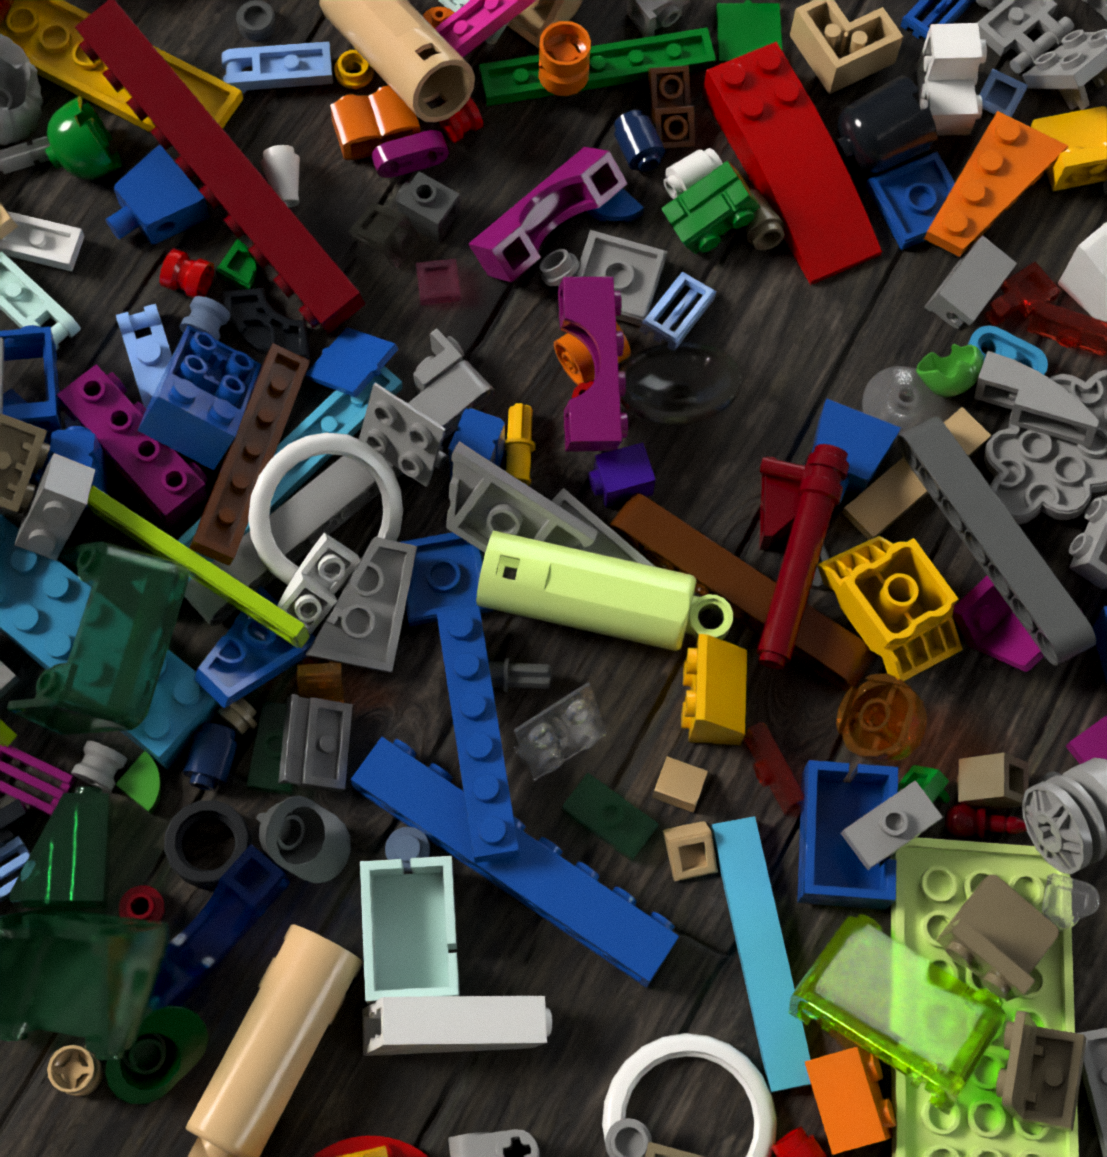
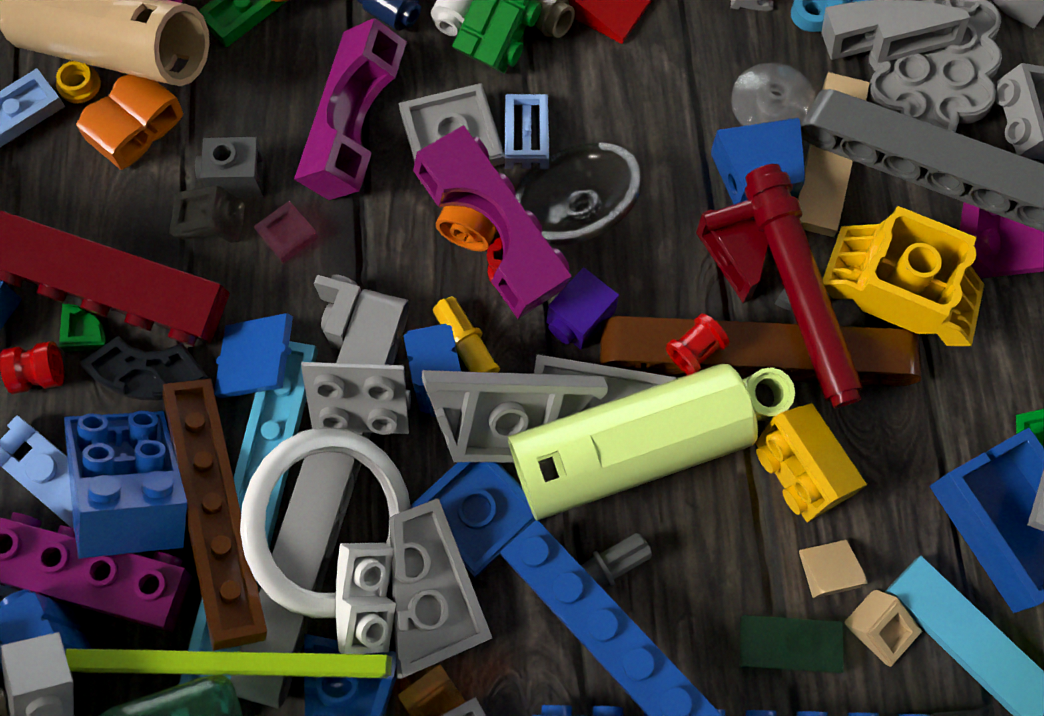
camera: 30 degrees left, 0 degrees up
(206, 316) = (78, 397): sand blue wheel -> none
(282, 172) = (66, 212): white cone -> none
(410, 154) = (182, 129): magenta beam -> none
(464, 120) = (213, 73): red wheel -> none
(558, 265) = (392, 154): light grey plate -> none
(560, 732) = (705, 578): clear hinge -> none
(618, 208) = (410, 71): blue tile -> none
(686, 551) = (697, 344): none -> red bush
(772, 768) = (909, 501): clear red plate -> none
(882, 719) = (974, 391): clear orange cylinder -> none
(951, 374) = (802, 45): bright green hair -> none

